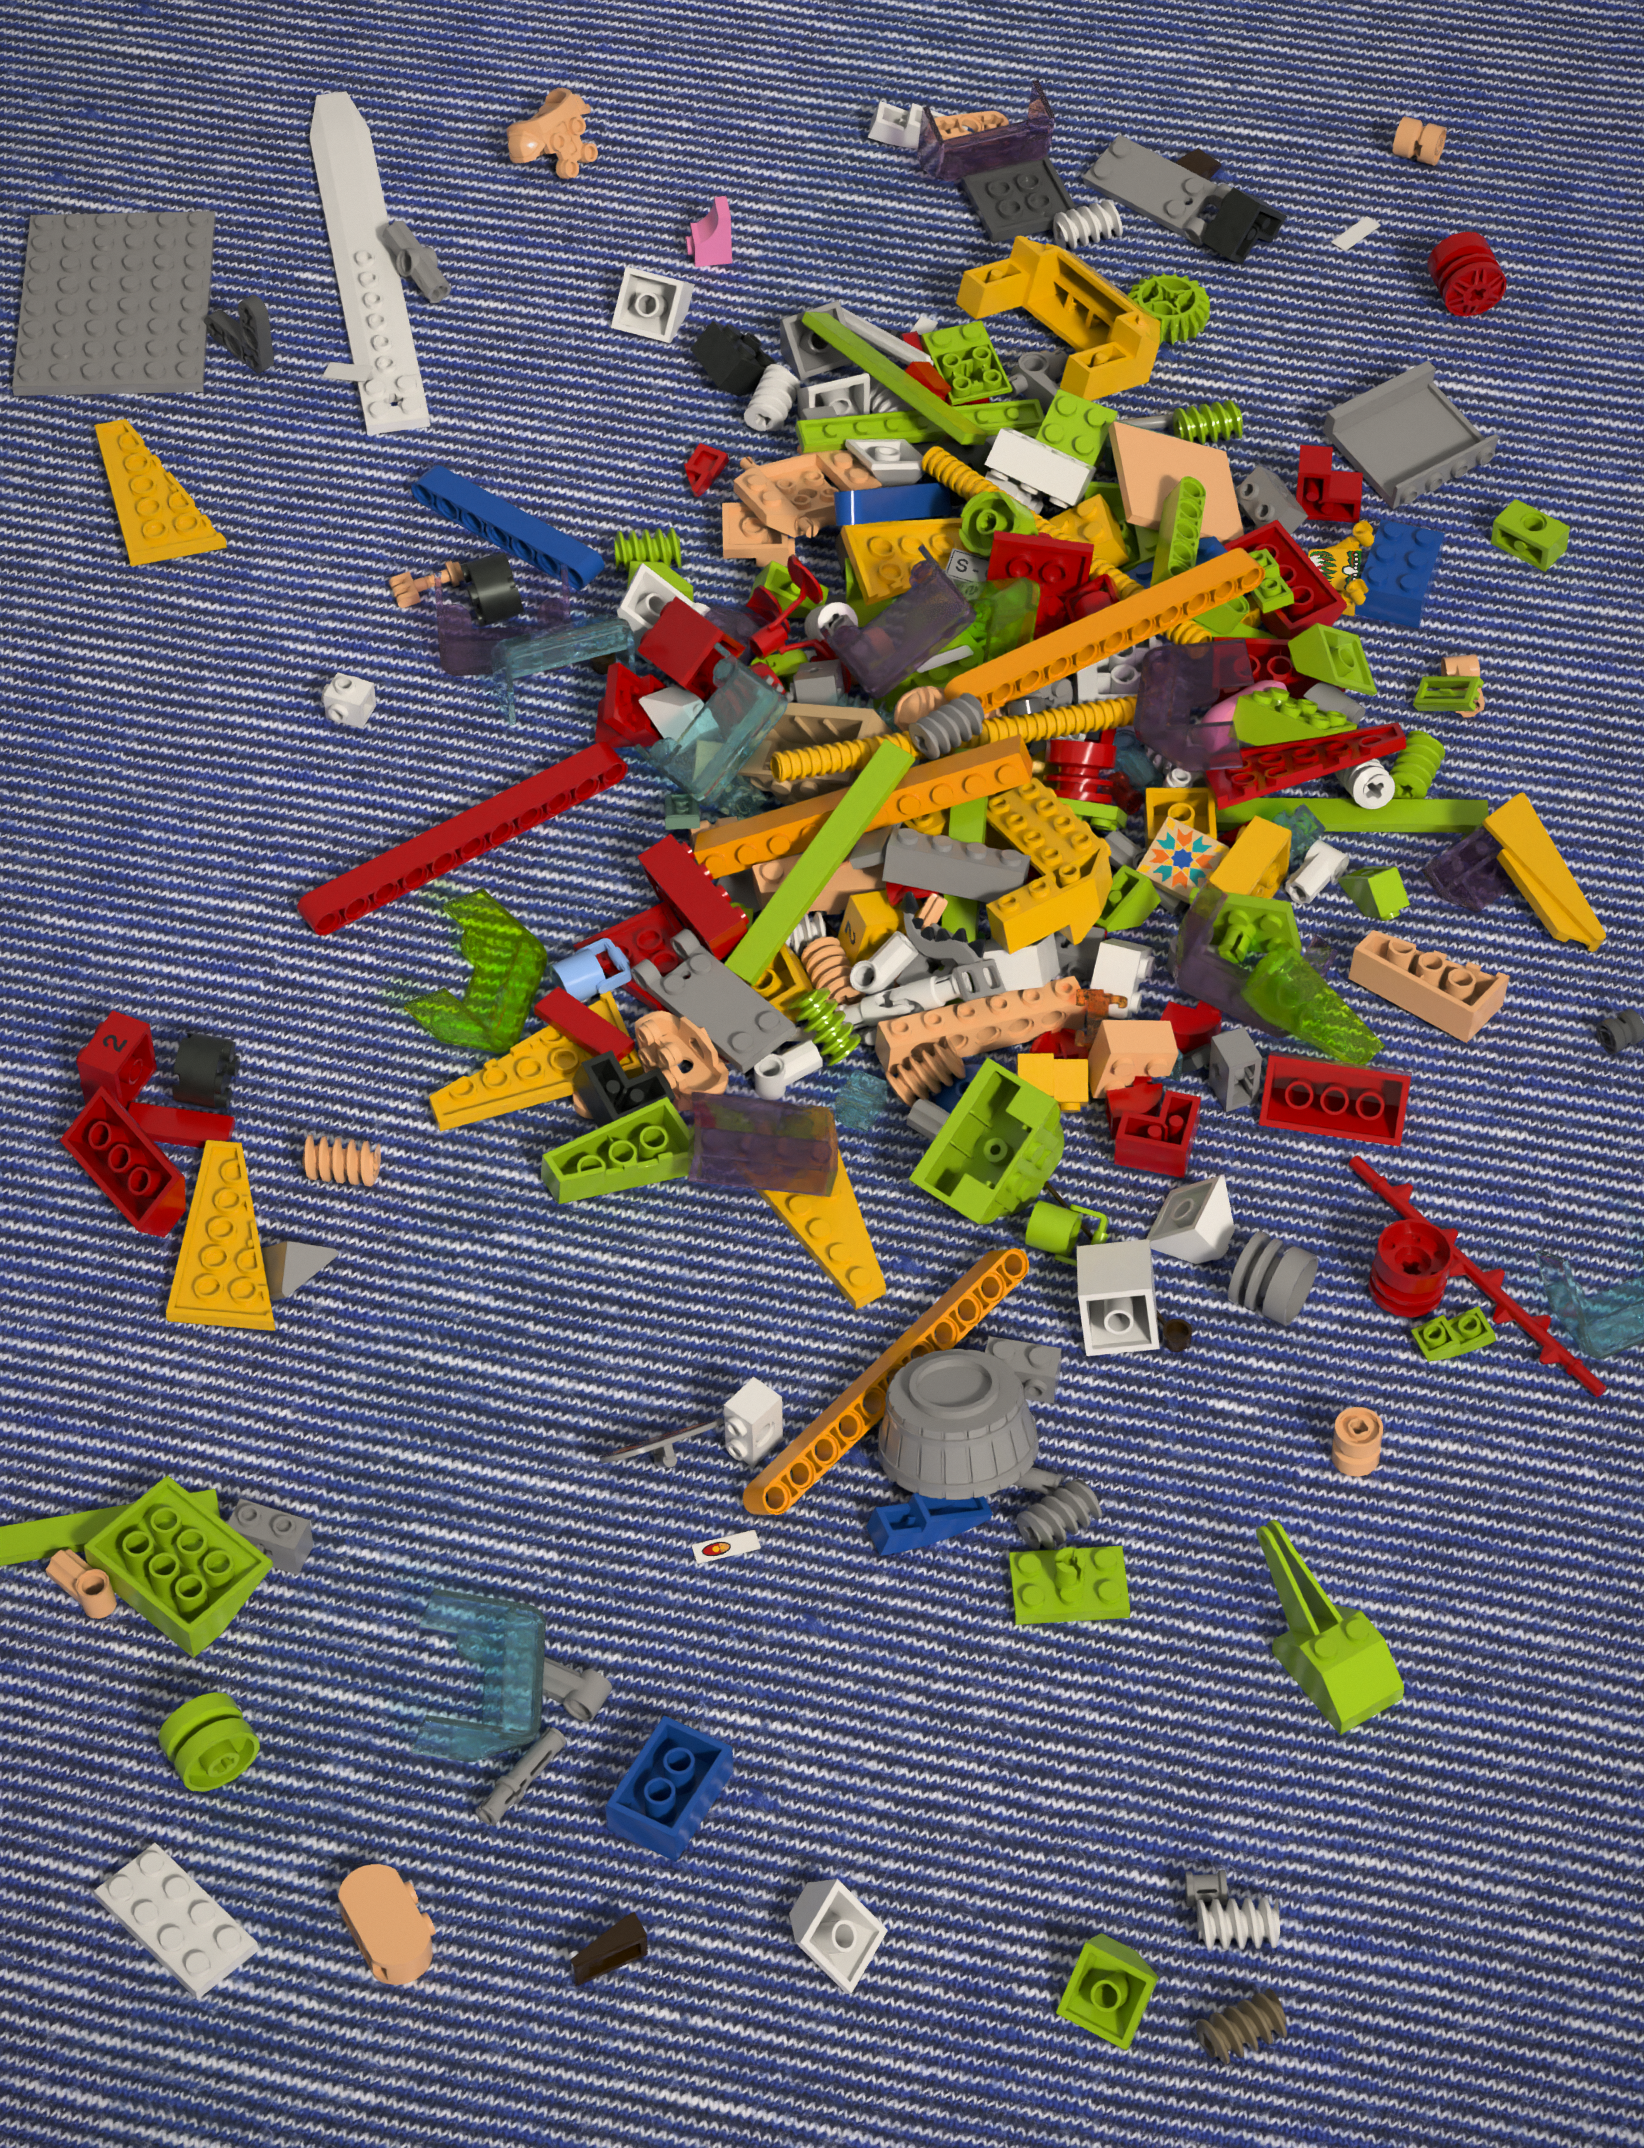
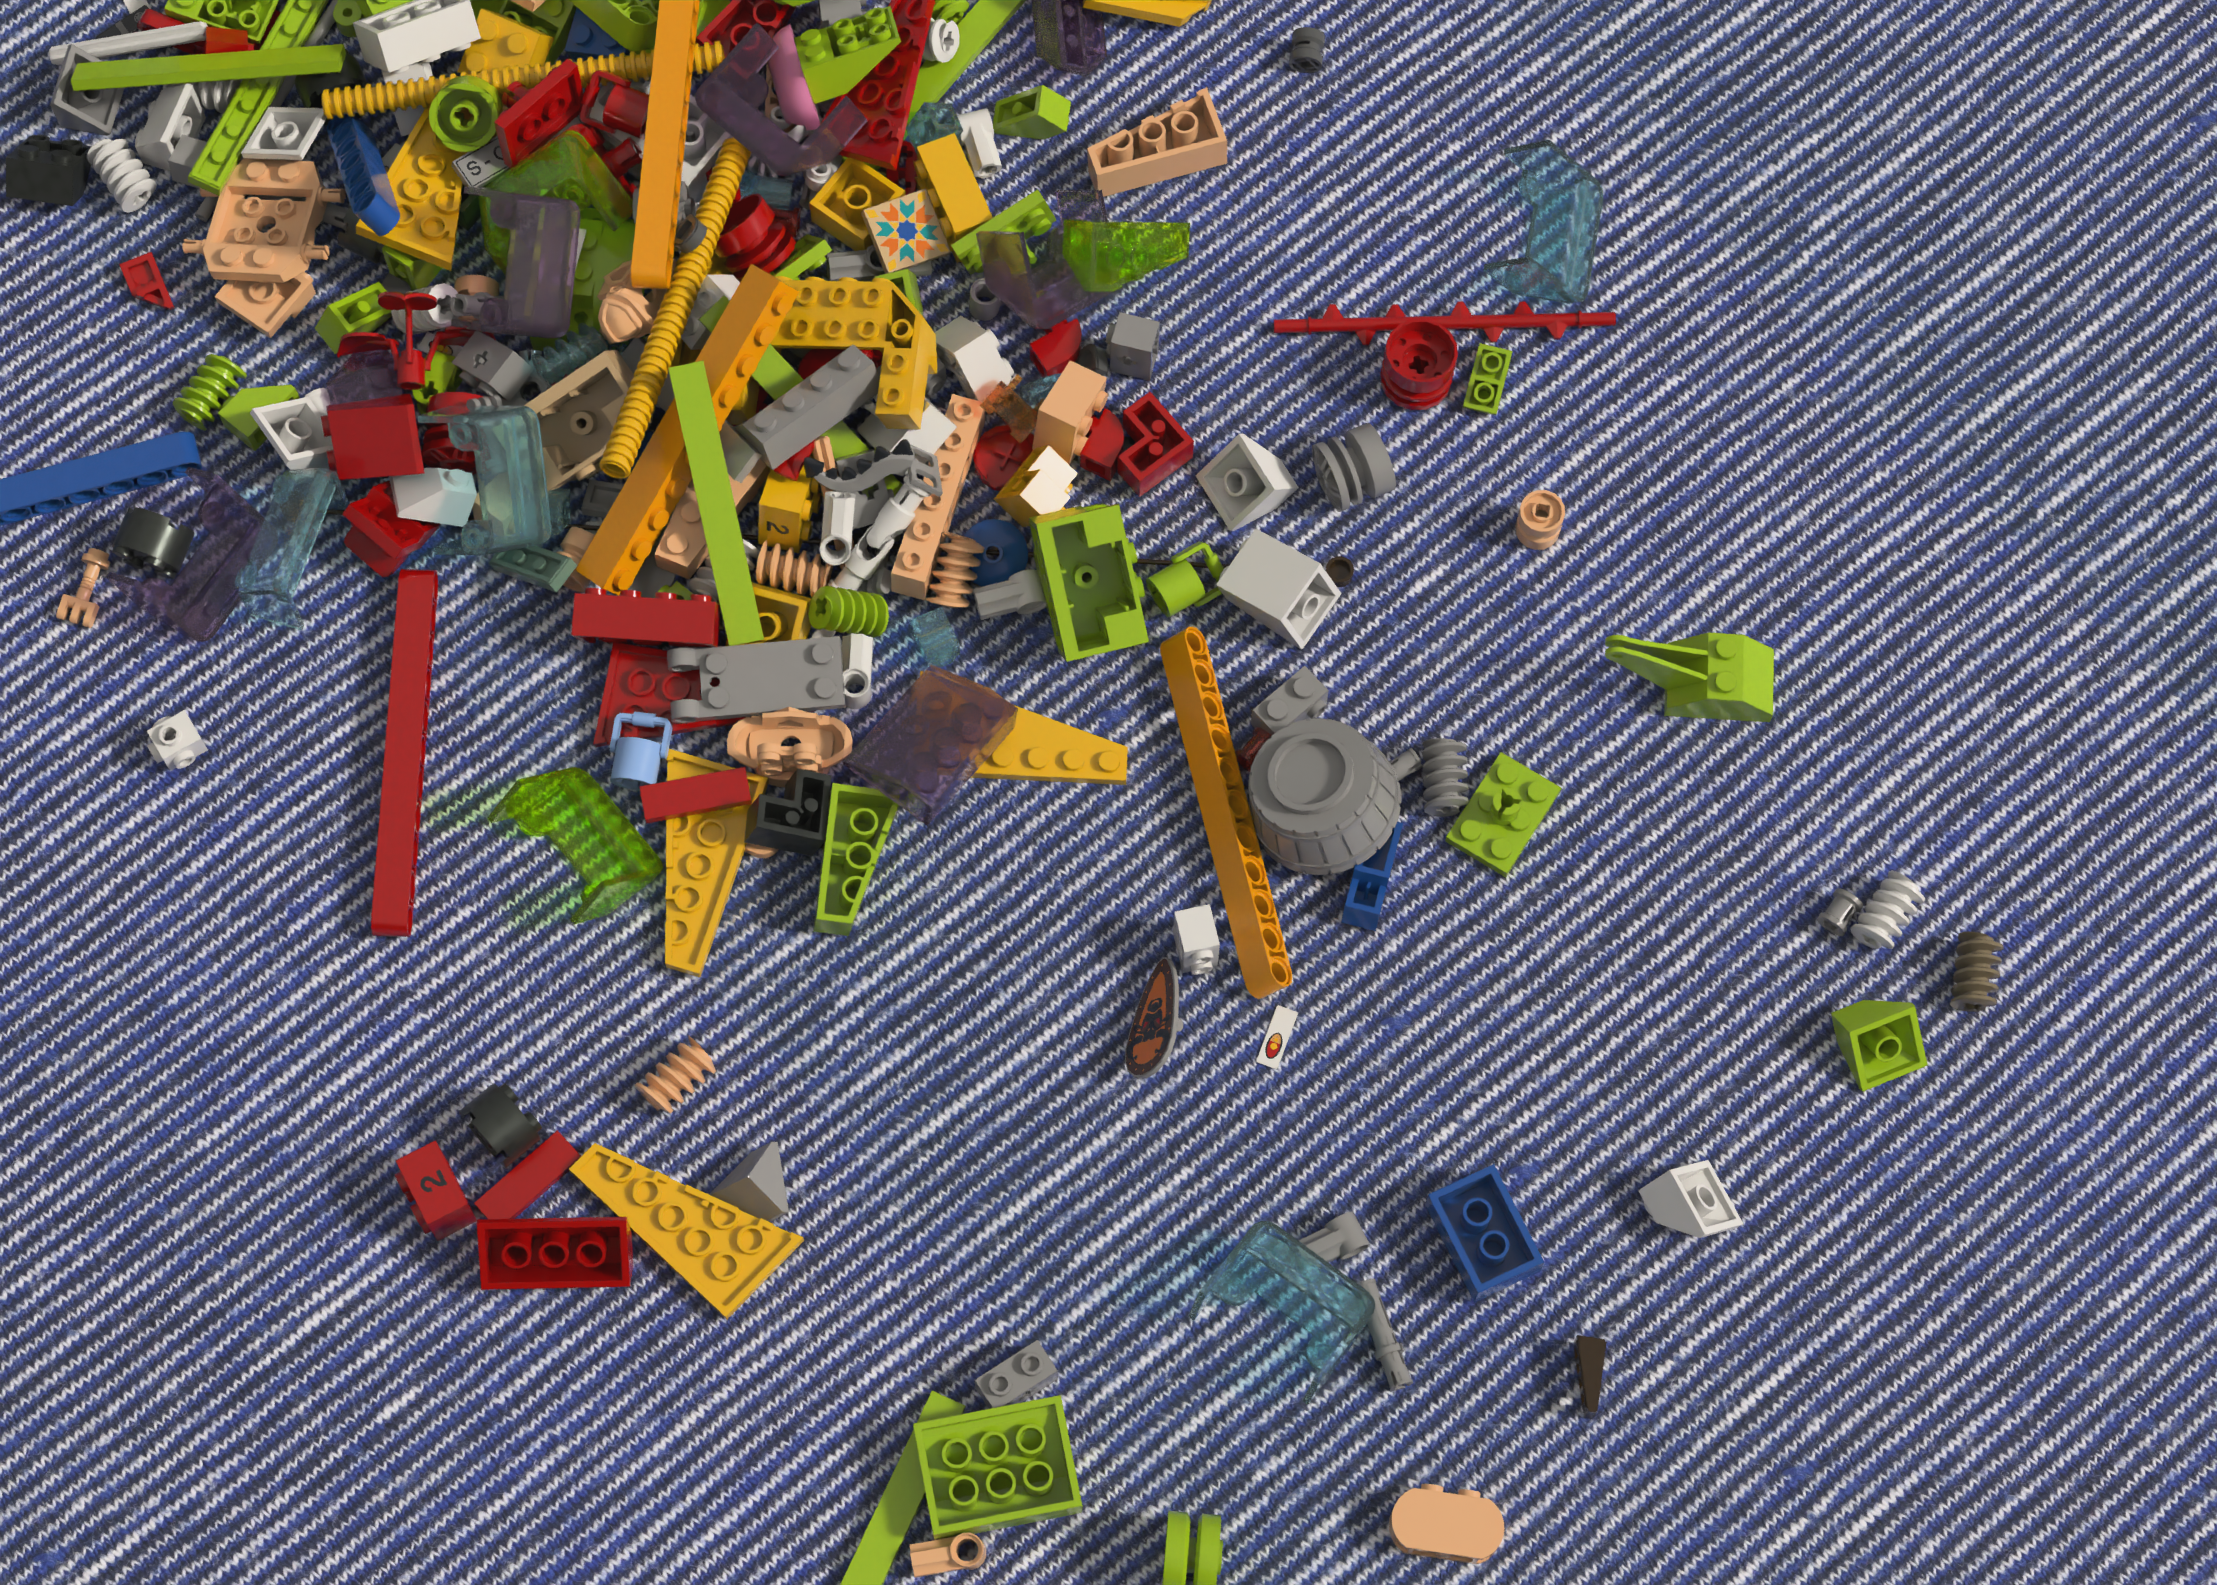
camera: 55 degrees left, 20 degrees up
(948, 726) = (681, 309): light grey piece -> none
(1335, 1098) = (1210, 293): red slope -> none

